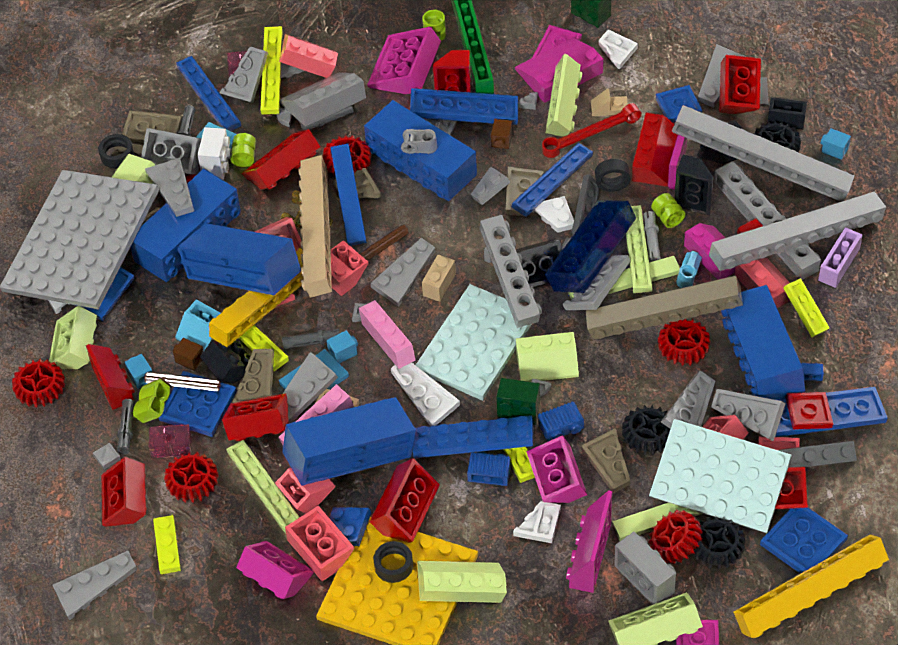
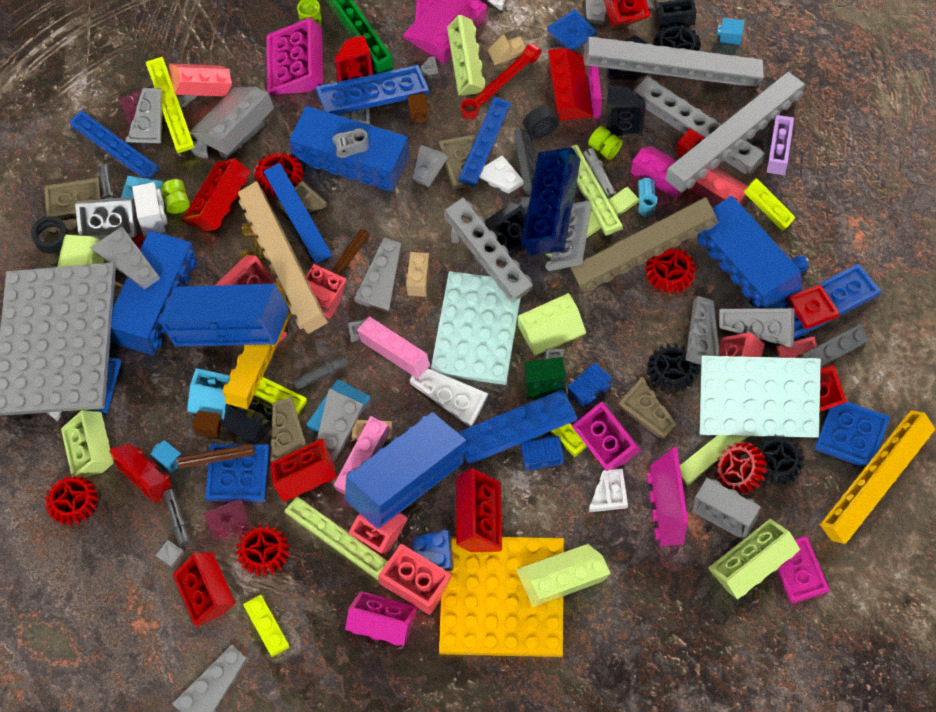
camera: 20 degrees left, 10 degrees up
(151, 401) = (192, 485): lime brick -> none
(342, 346) = (354, 371): dark azure brick -> none
(393, 548) = (492, 561): black tyre -> none

